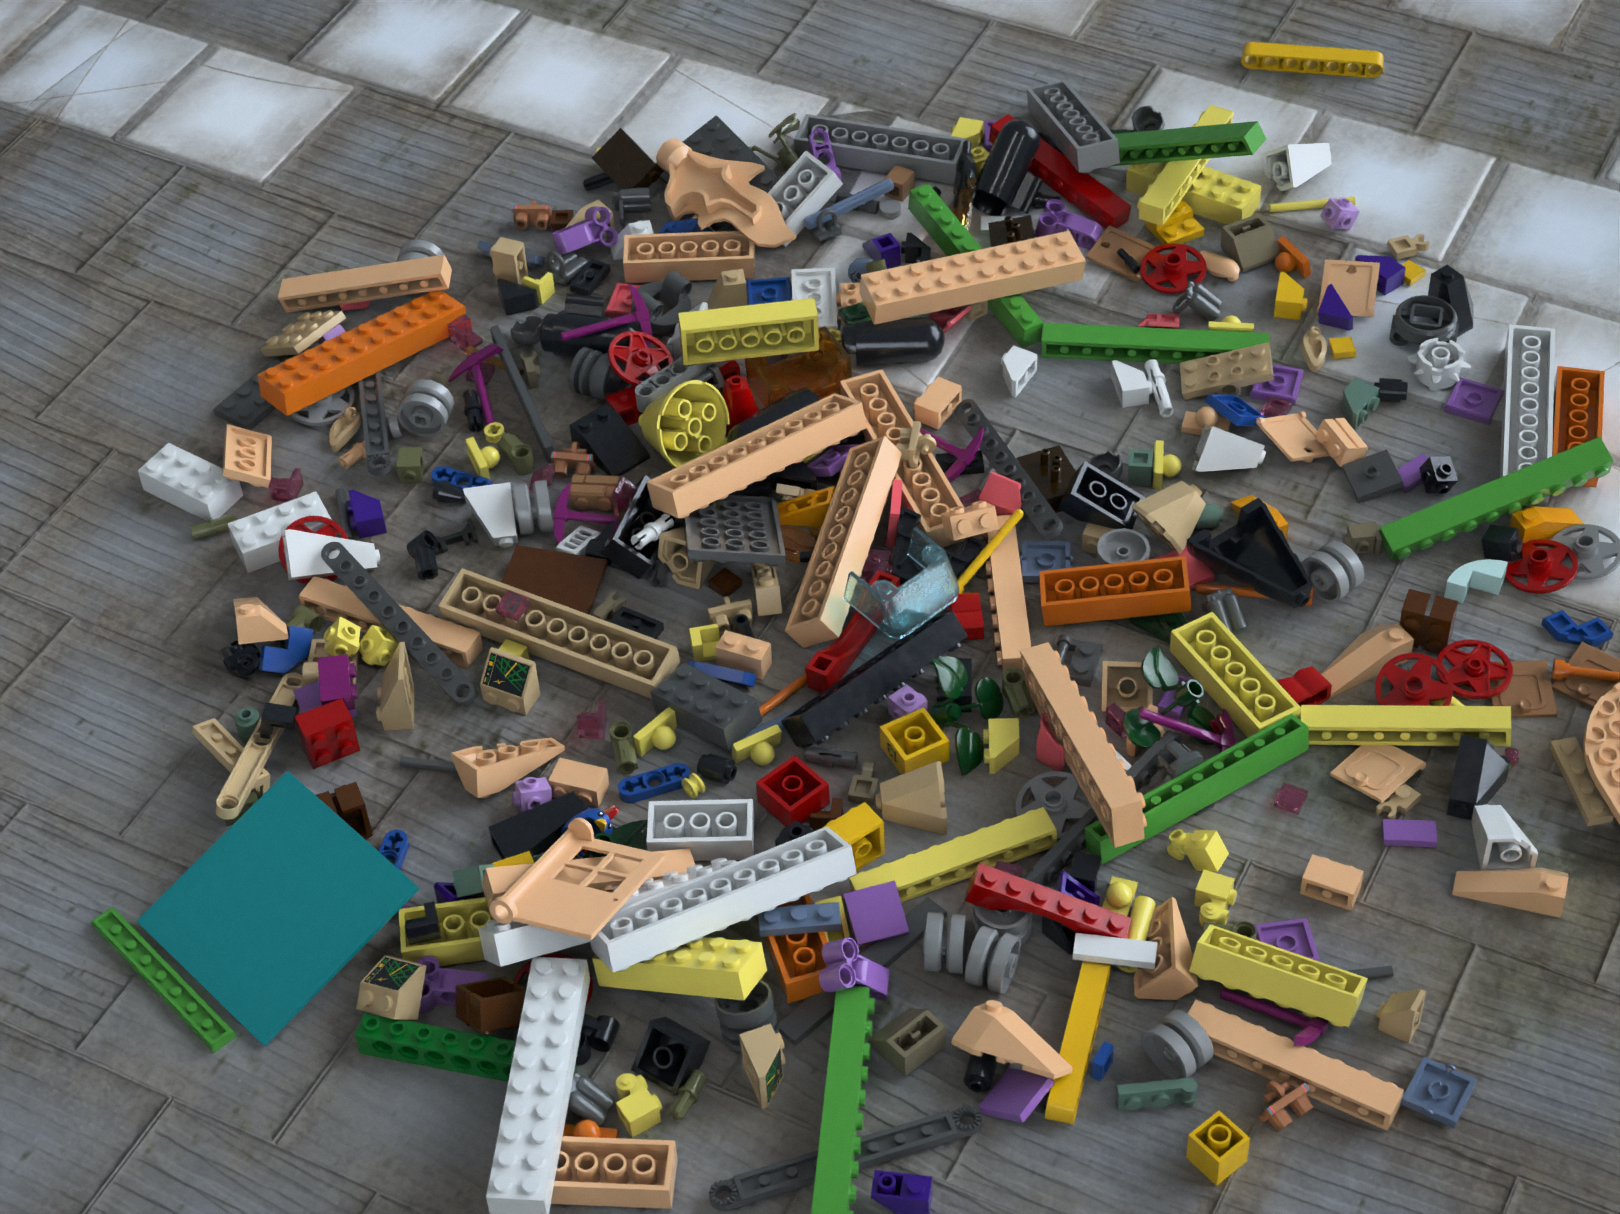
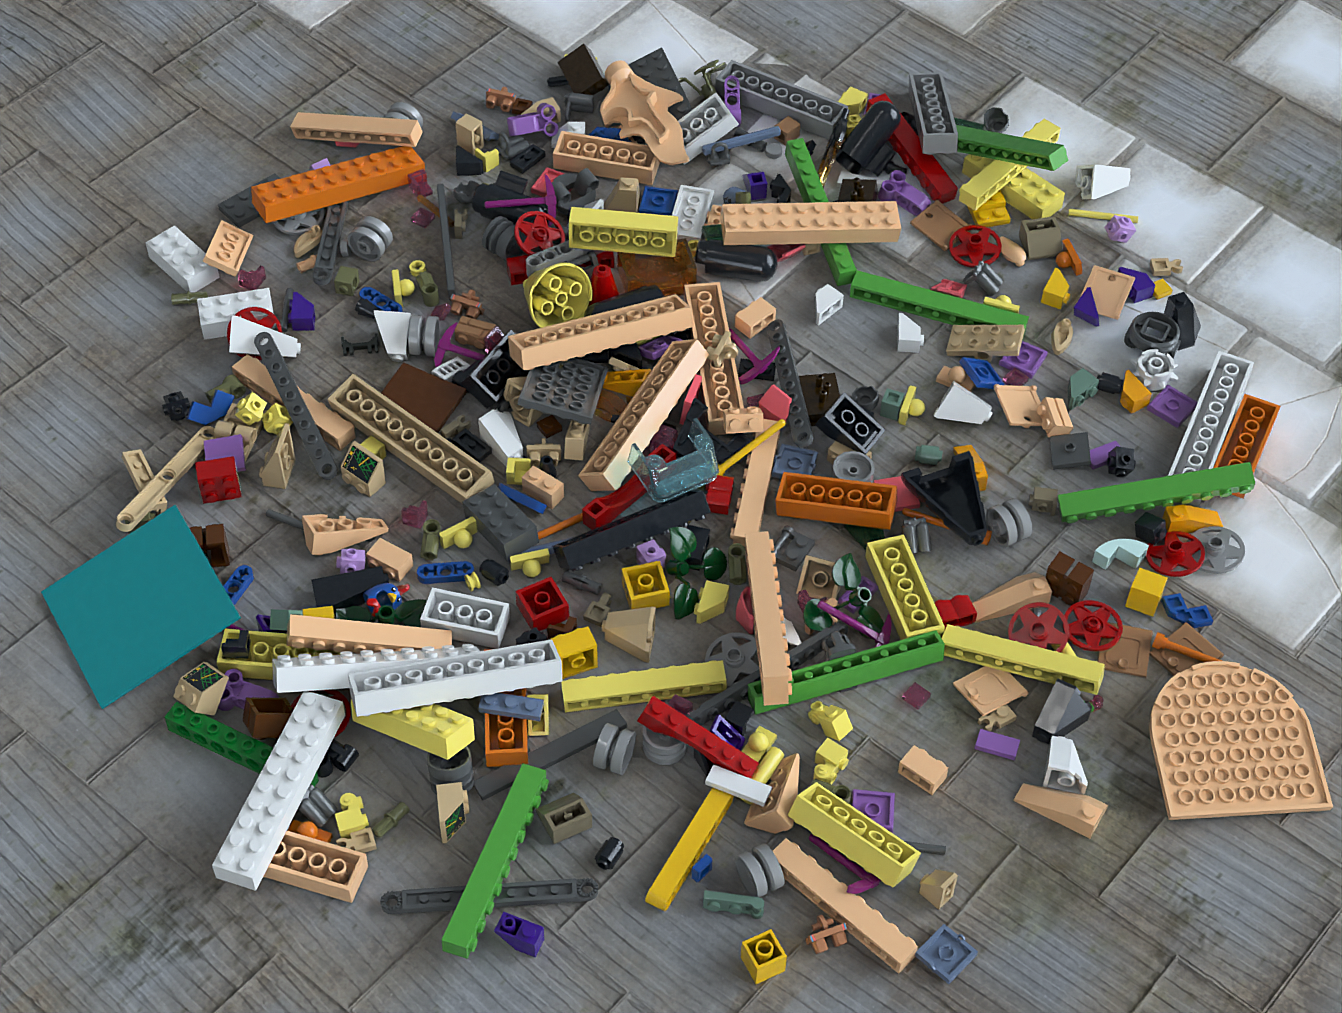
camera: 10 degrees right, 5 degrees up
(163, 980) = (47, 641): bright green tile -> none
(246, 722) = (163, 456): sand green brick -> none
(257, 622) = (194, 380): light nougat wedge -> none
(276, 716) = (182, 458): black panel -> none
(303, 333) = (299, 159): tan plate -> none
(336, 680) = (235, 441): magenta brick -> none
(422, 550) = (333, 351): black piece -> none
(473, 362) = (417, 209): magenta piece -> none
(473, 410) = (406, 247): black pin -> none
(512, 605) = (380, 411): clear pink tile -> none
(570, 907) = (339, 659): light nougat door -> none
(609, 441) = (498, 294): black slope -> none
(652, 531) = (502, 375): white pin -> none
(657, 1128) = (360, 841): none -> tan plate
(669, 1054) = (387, 785): black slope -> none
(670, 603) = (500, 434): none -> white slope
(850, 969) = (533, 753): medium lavender piece -> none
(876, 913) = (571, 713): medium lavender tile -> none
(992, 960) = (645, 771): light grey wheel -> none
(1004, 1034) = (635, 835): light nougat wedge -> none
(1015, 1095) = (628, 879): medium lavender tile -> none
(1129, 260) = (942, 232): black pin -> none
(1159, 389) = (930, 337): white pin -> none
(1172, 513) = (901, 447): tan slope -> none
(1218, 724) = (879, 624): dark red hand -> none
(1312, 59) = (1145, 94): yellow beam -> none
(1342, 347) = (1084, 339): yellow tile -> none
(1424, 395) = (1134, 394): none -> light orange slope
(1524, 616) = (1146, 592): none -> yellow head
(1576, 774) = (1141, 714): tan plate -> none

